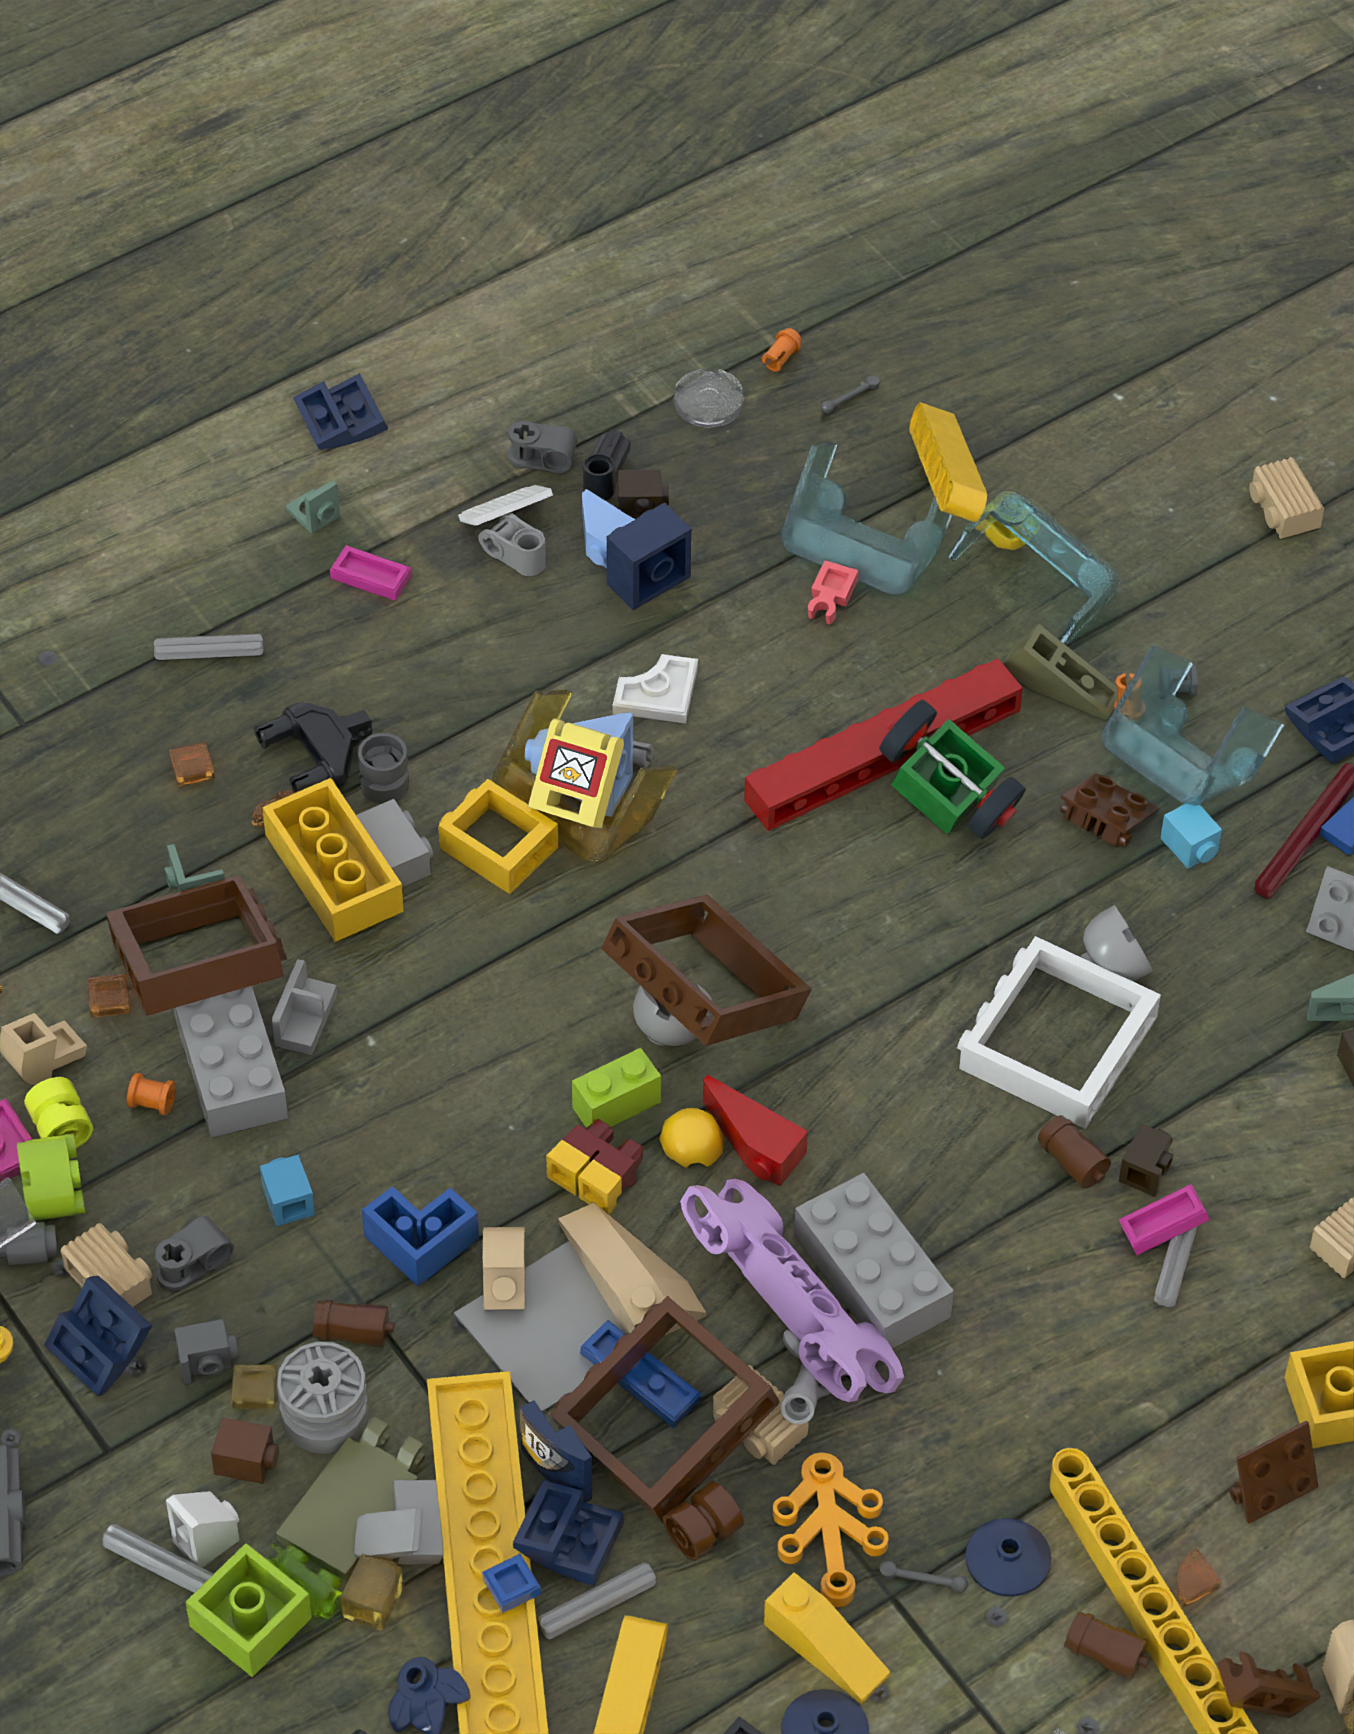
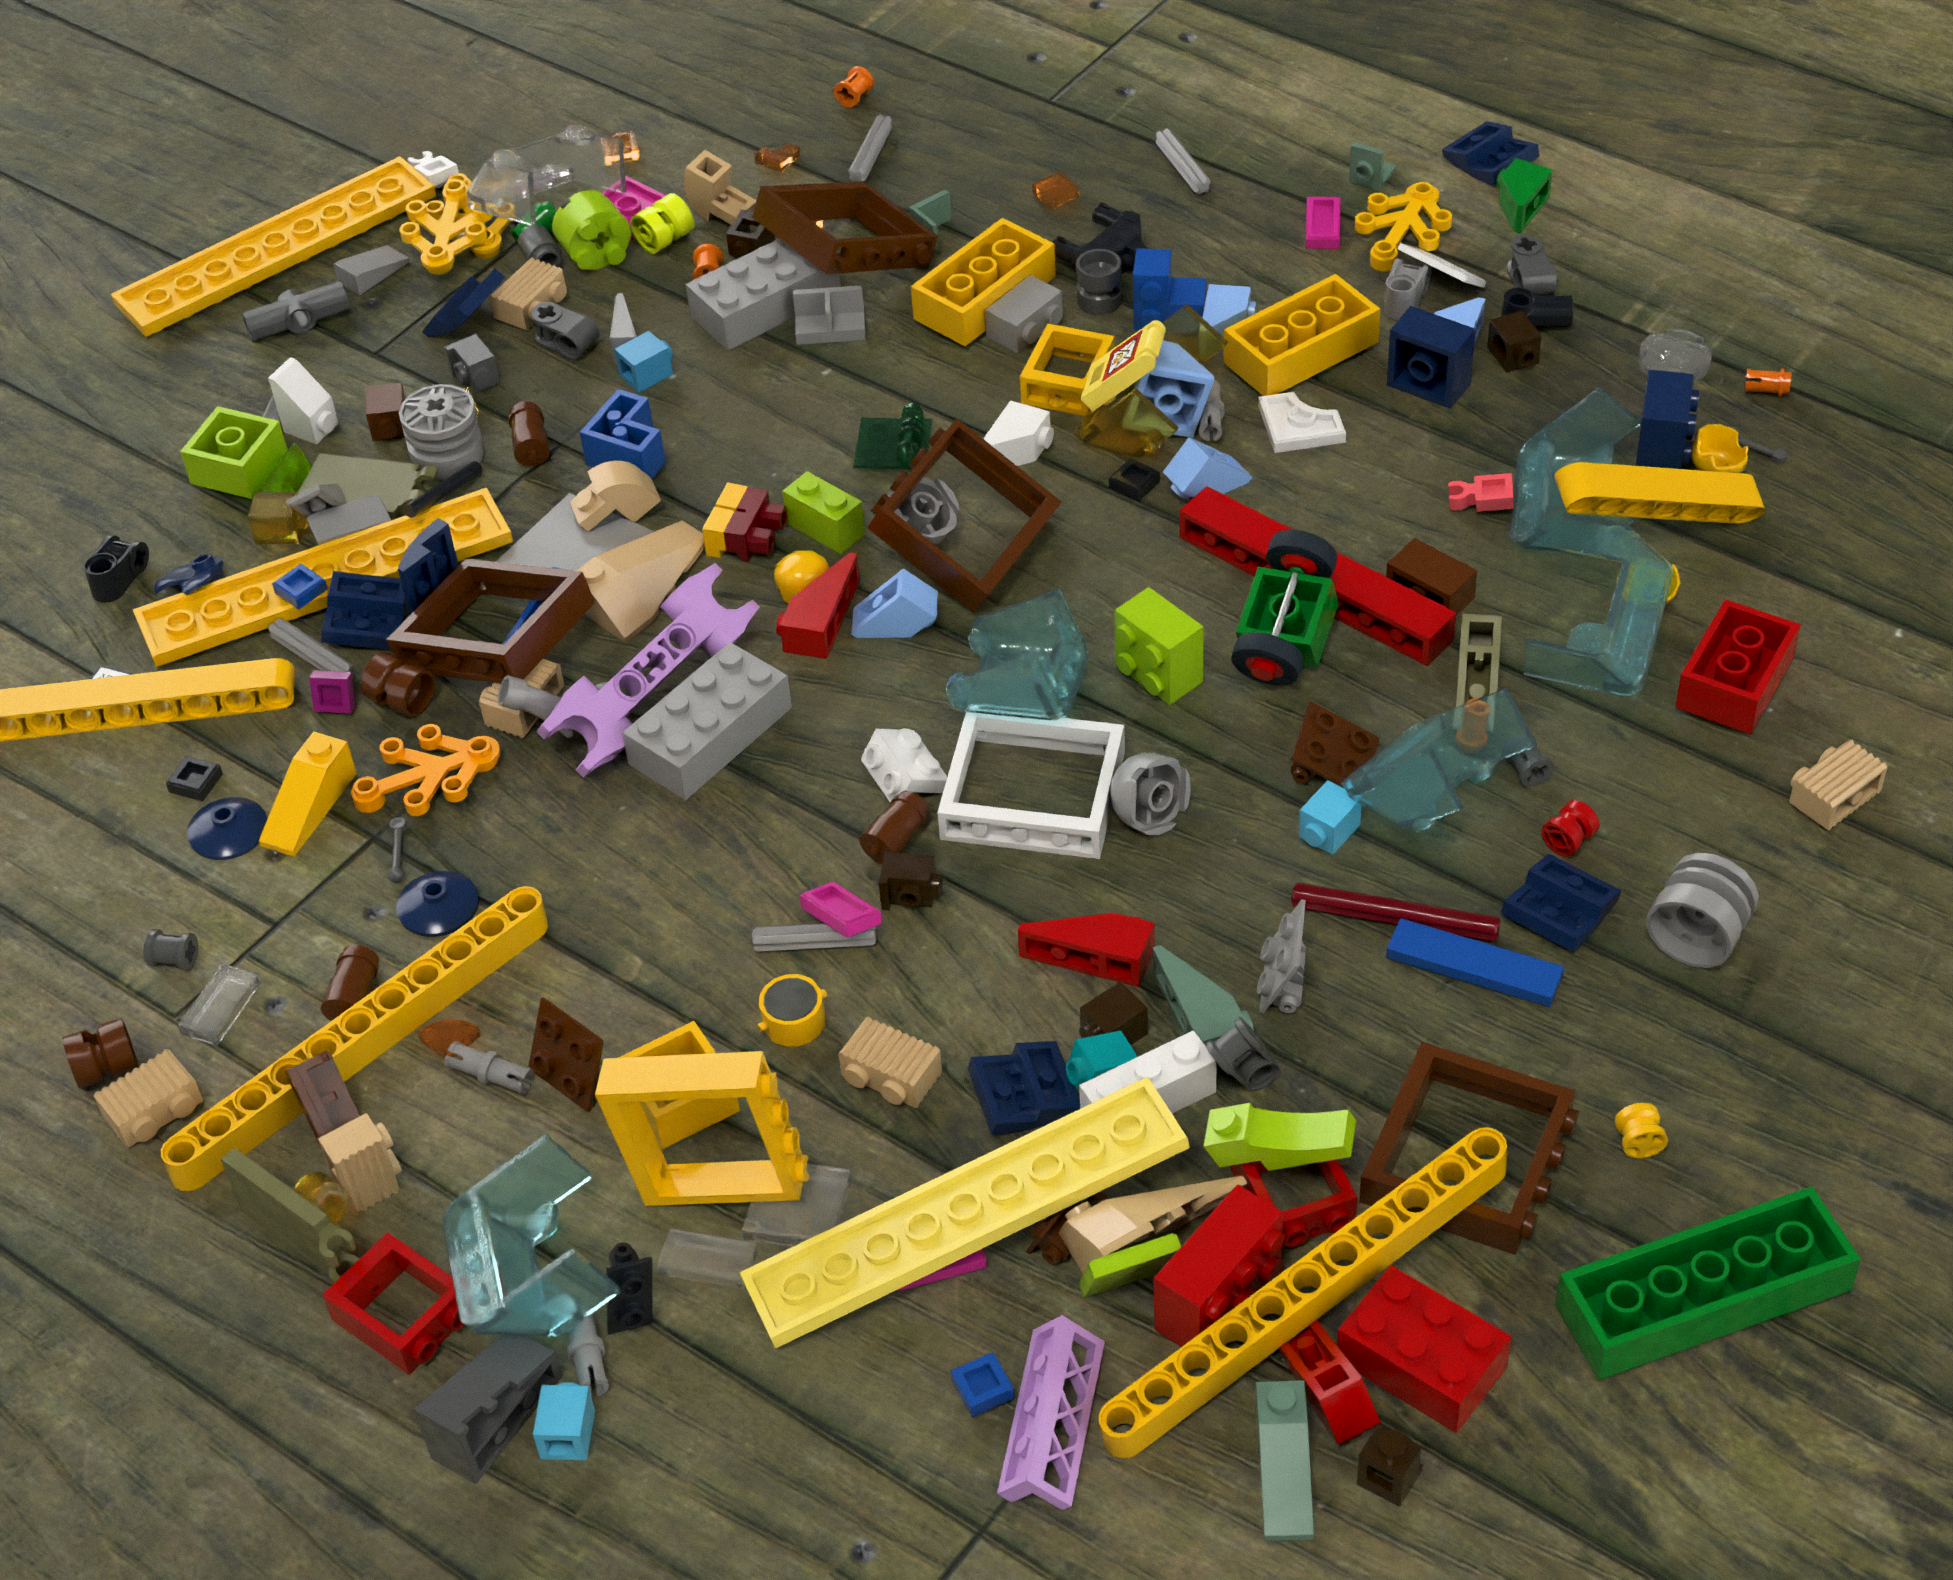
camera: 75 degrees right, 5 degrees down
(127, 1041) = (742, 240): none -> dark brown brick
(225, 1196) = (622, 326): none -> light grey slope
(383, 487) = (1418, 199): none -> yellow plant
(409, 1420) = (442, 489): none -> black bar
(427, 411) = (1523, 191): none -> green slope
(439, 723) = (1158, 293): none -> blue brick
(484, 692) = (1227, 306): none -> light blue slope
(525, 1010) = (892, 441): none -> clear green hinge
(559, 636) = (1301, 336): none -> yellow brick
(576, 906) = (1021, 433): none -> white slope
(676, 837) = (1134, 479): none -> black tile
(681, 1585) = (332, 691): none -> magenta tile
(708, 779) = (1202, 466): none -> light blue slope
(784, 1071) = (896, 609): none -> light blue slope
(823, 417) = (1667, 420): none -> dark blue brick
(866, 417) = (1718, 450): none -> yellow hair
(924, 987) = (1028, 663): none -> clear light blue windscreen
(929, 662) = (1433, 575): none -> reddish brown brick
(945, 879) = (1159, 645): none -> lime brick
(994, 1126) = (902, 763): none -> white bracket
(1138, 503) = (1737, 666): none -> red brick
(1250, 1549) = (489, 1067): none -> light grey pin
(1268, 1290) = (792, 1010): none -> piece
(1269, 683) = (1565, 832): none -> red wheel
(1283, 1034) = (1096, 945): none -> red slope

